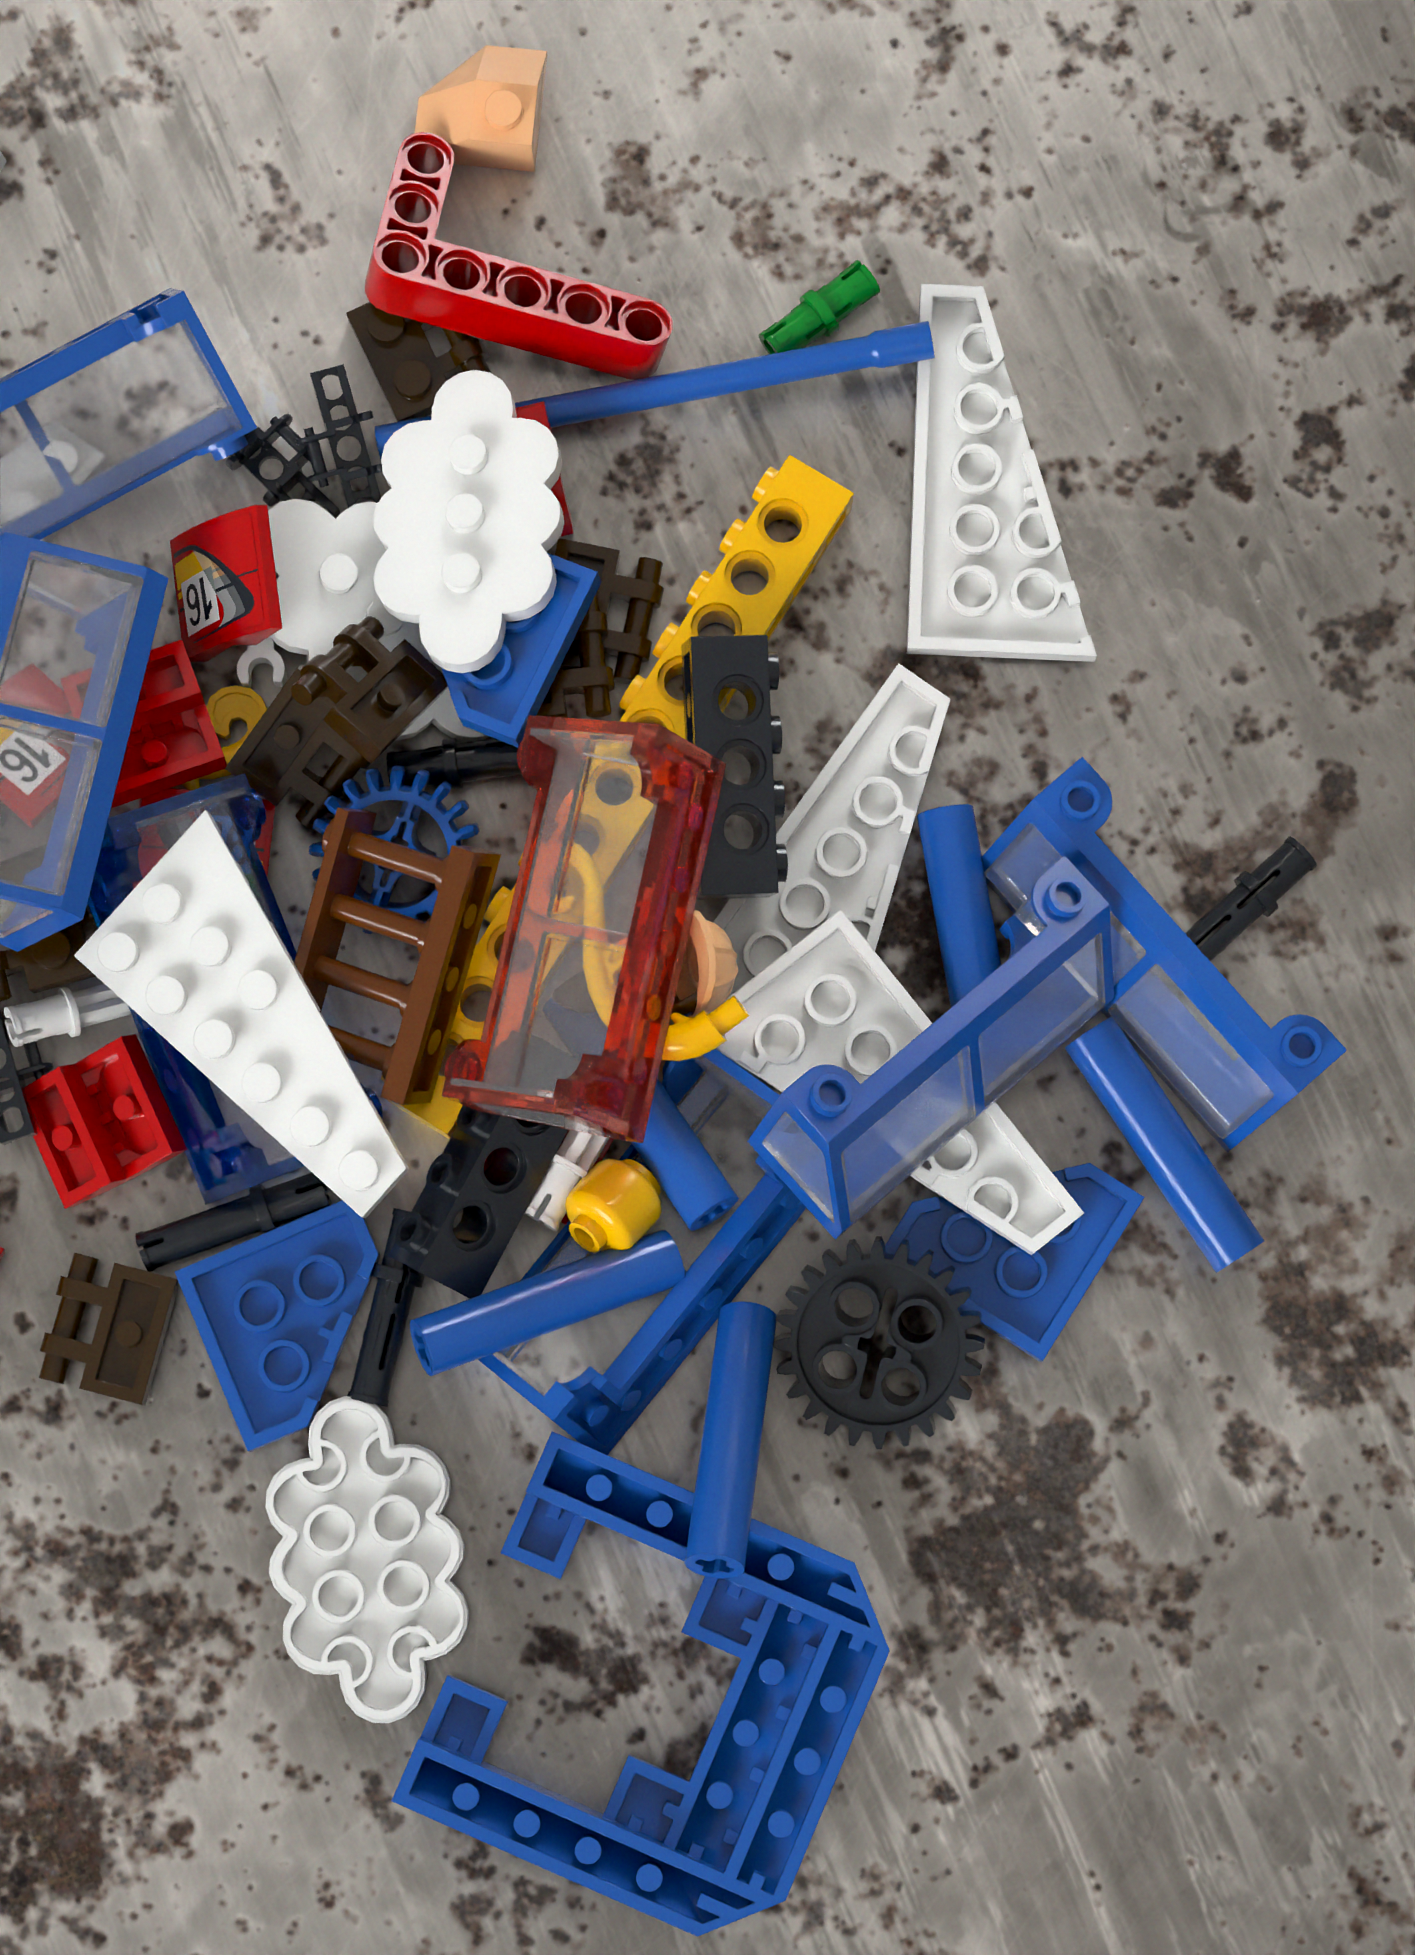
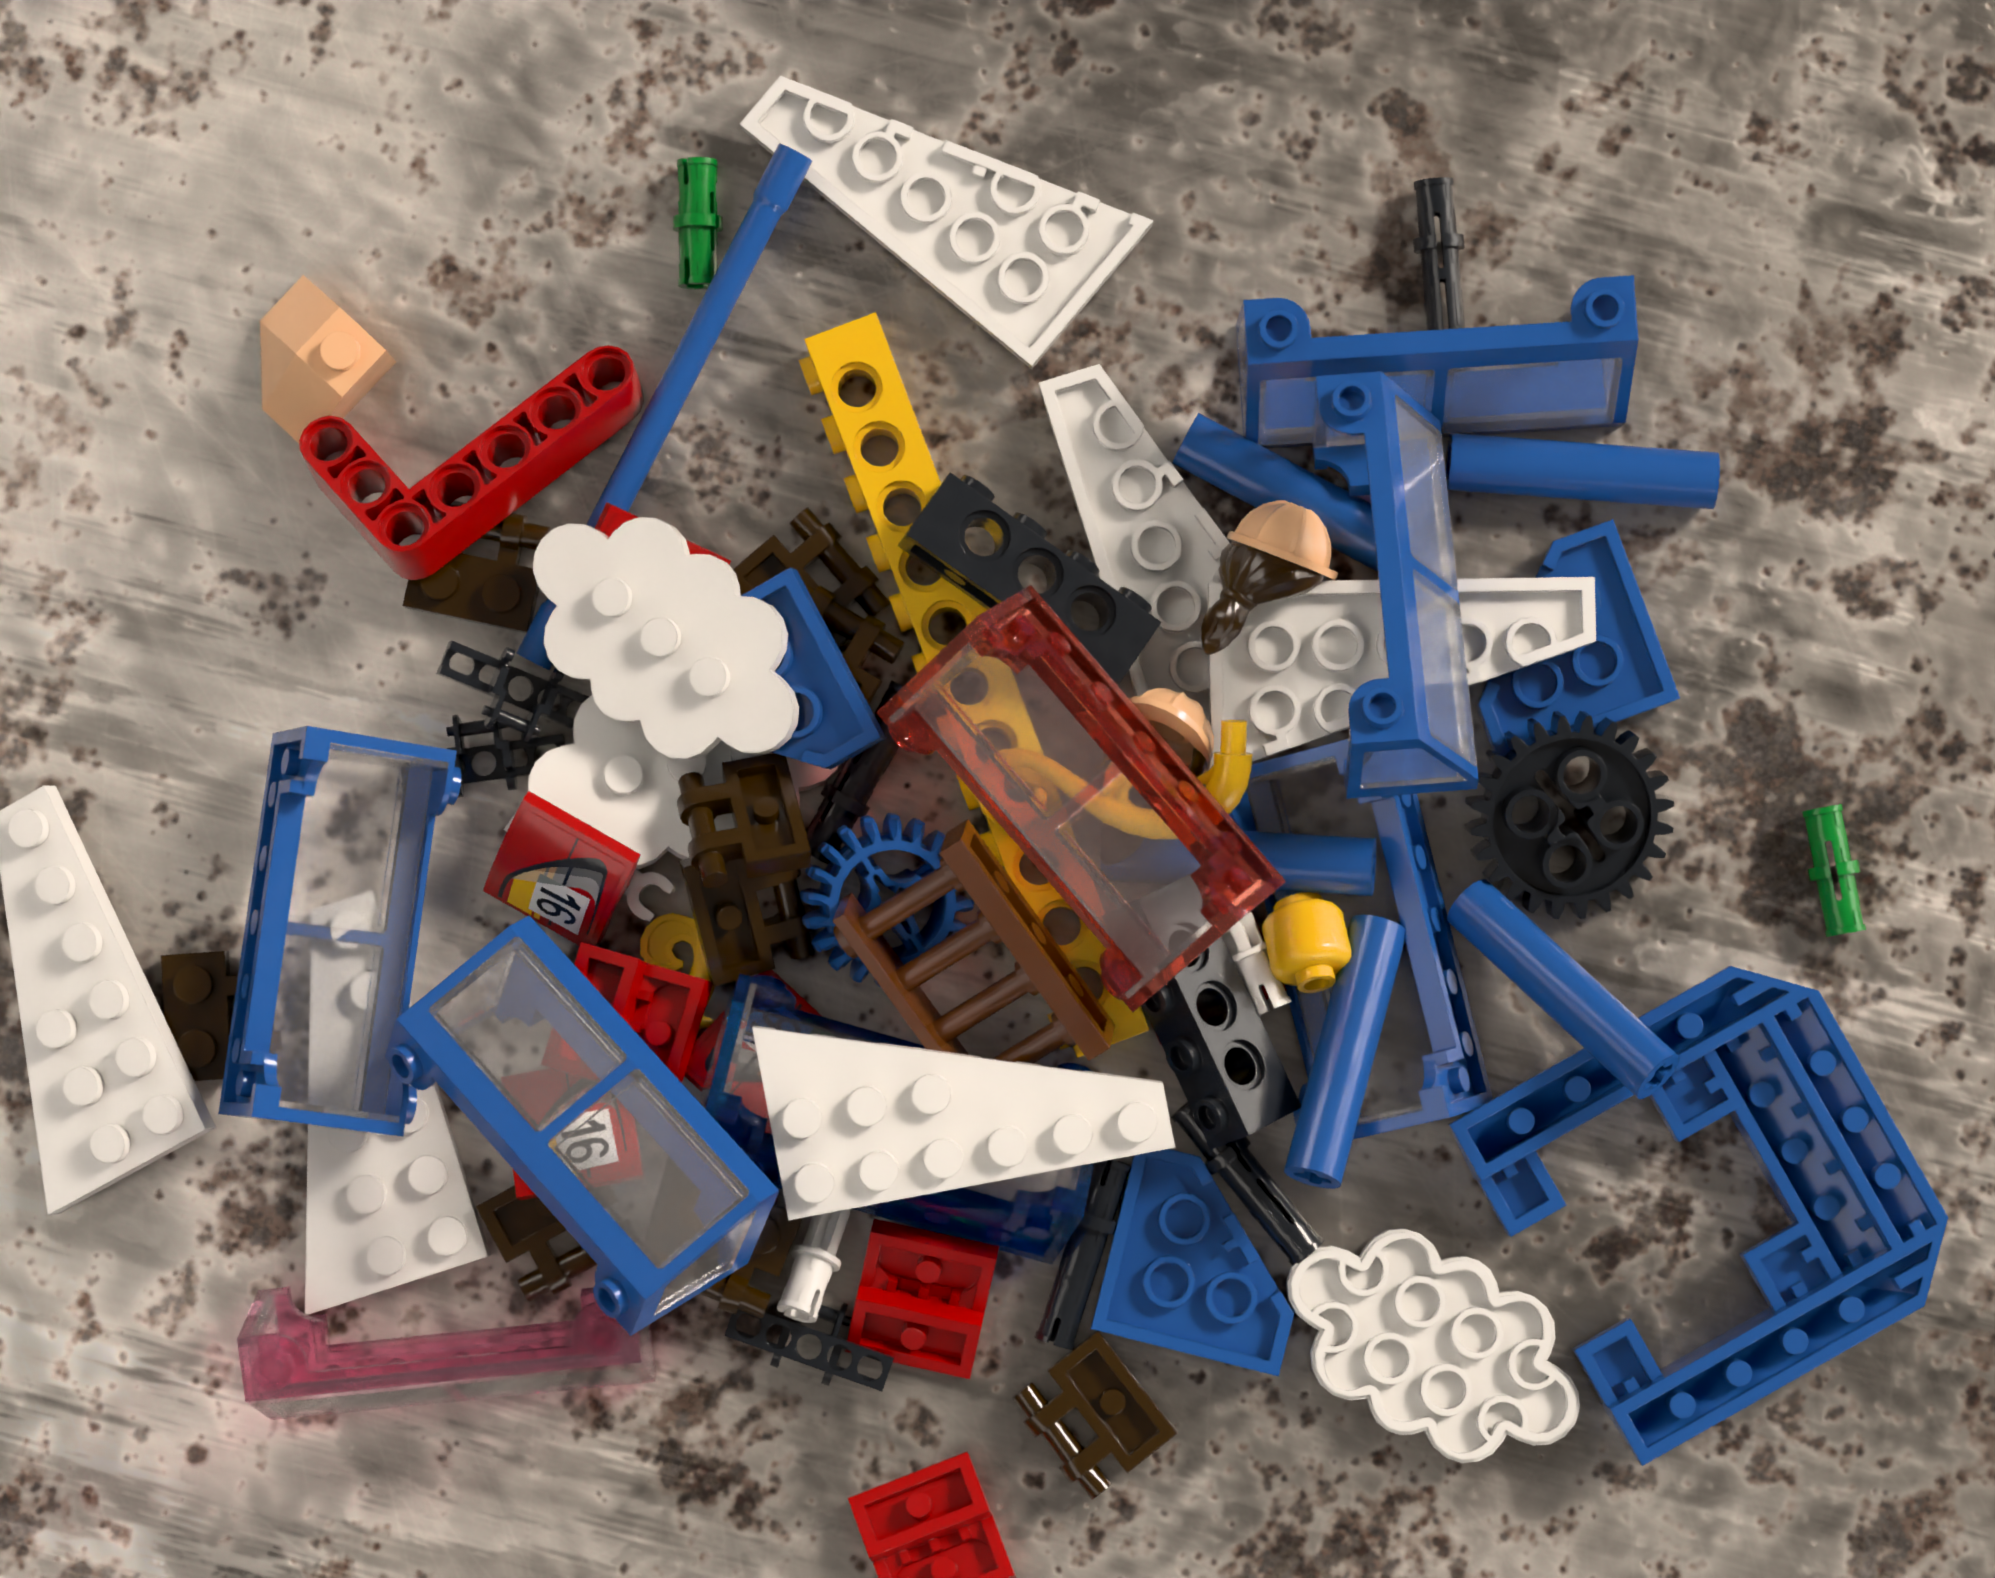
camera: 50 degrees left, 5 degrees up
(902, 944) = (1272, 557): none -> piece
(1029, 1559) = (1828, 825): none -> green pin

